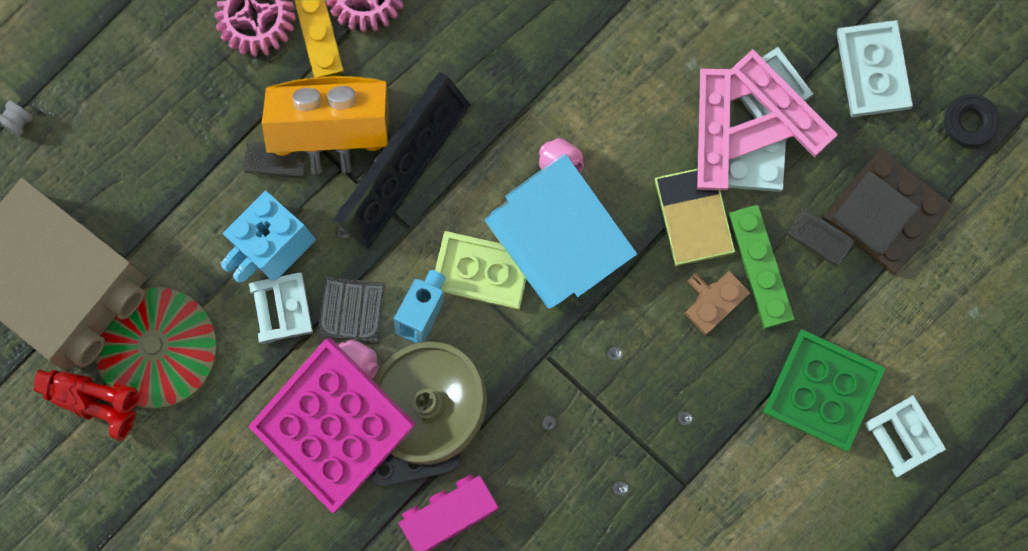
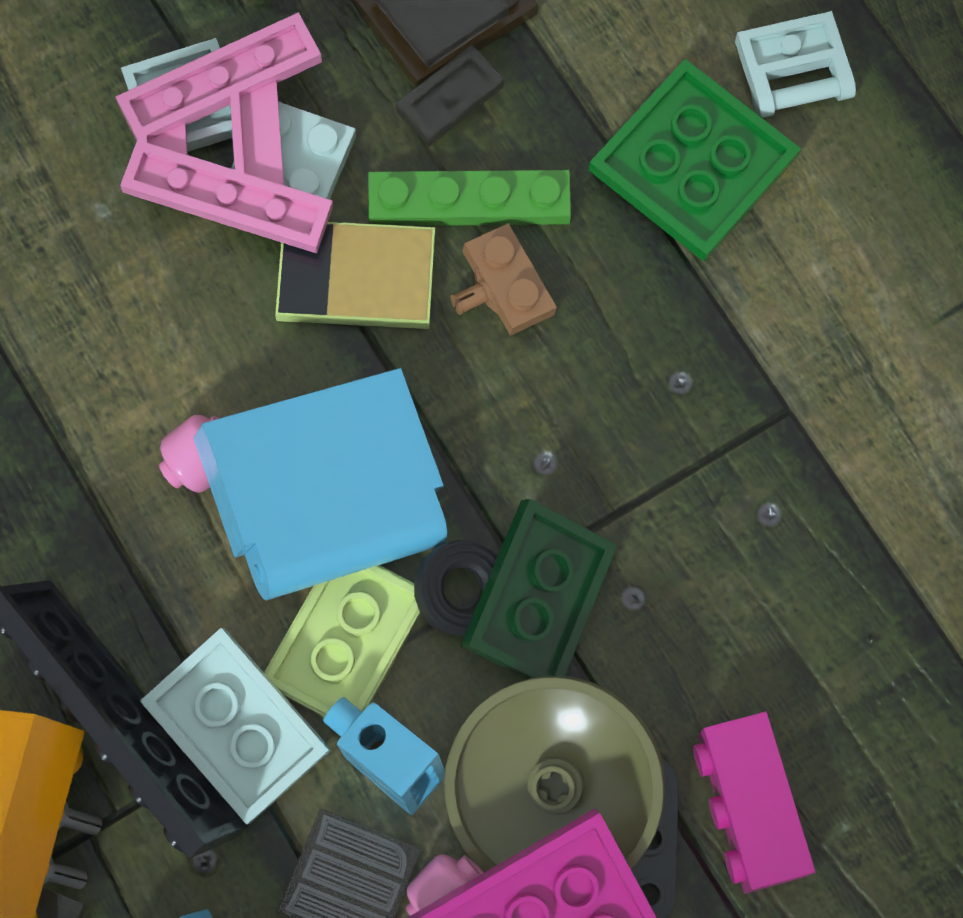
camera: 85 degrees left, 5 degrees down
(416, 225) = (235, 725): none -> light aqua plate
(511, 337) = (431, 578): none -> black tyre
(532, 367) = (539, 593): none -> dark green plate

